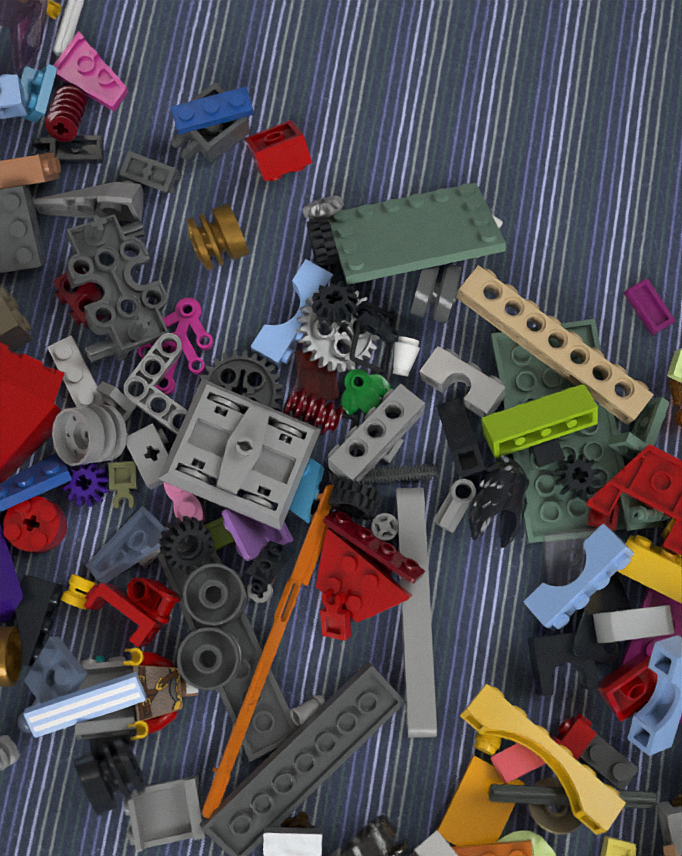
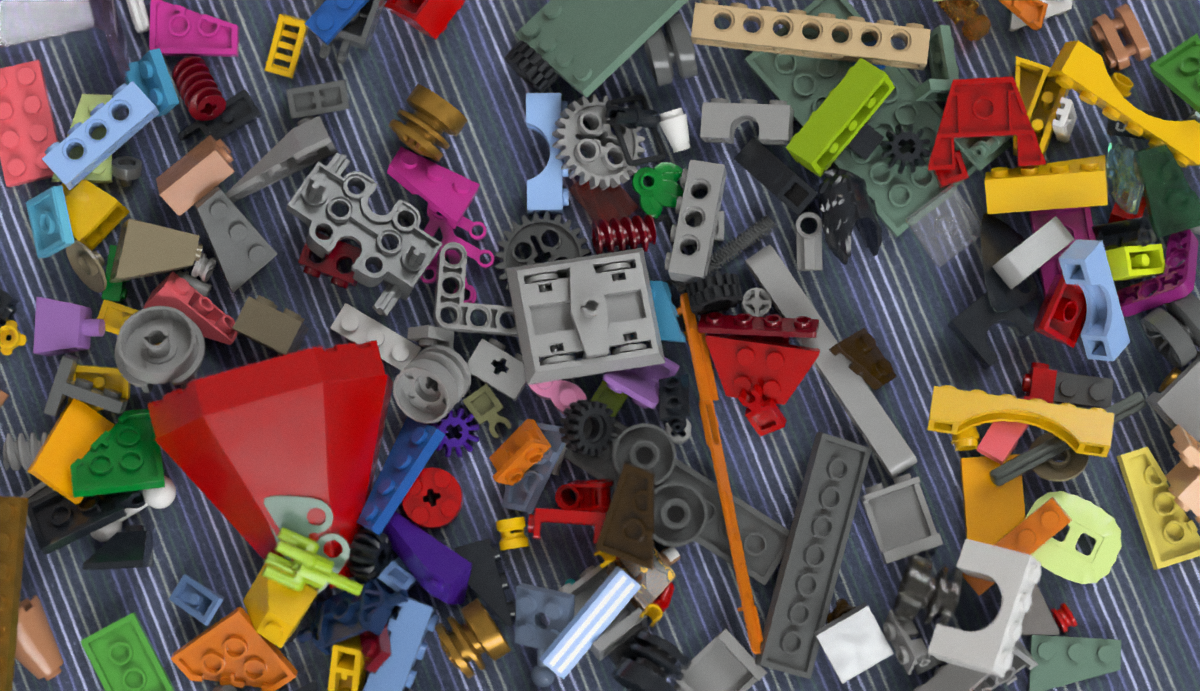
camera: 30 degrees left, 5 degrees up
(123, 531) = (519, 453): none -> orange bracket
(160, 130) = (297, 48): none -> yellow slope
(167, 640) = (630, 518): none -> dark brown wing
(195, 288) = (437, 185): none -> dark pink wing
(307, 709) = (787, 509): light grey pin -> none
(323, 207) = (509, 31): light grey gear -> none
(335, 303) = (575, 121): black gear -> none
(394, 776) = (900, 519): none -> light grey panel
(444, 625) = (865, 358): none -> dark brown wing
(604, 557) = (972, 208): light blue arch -> none

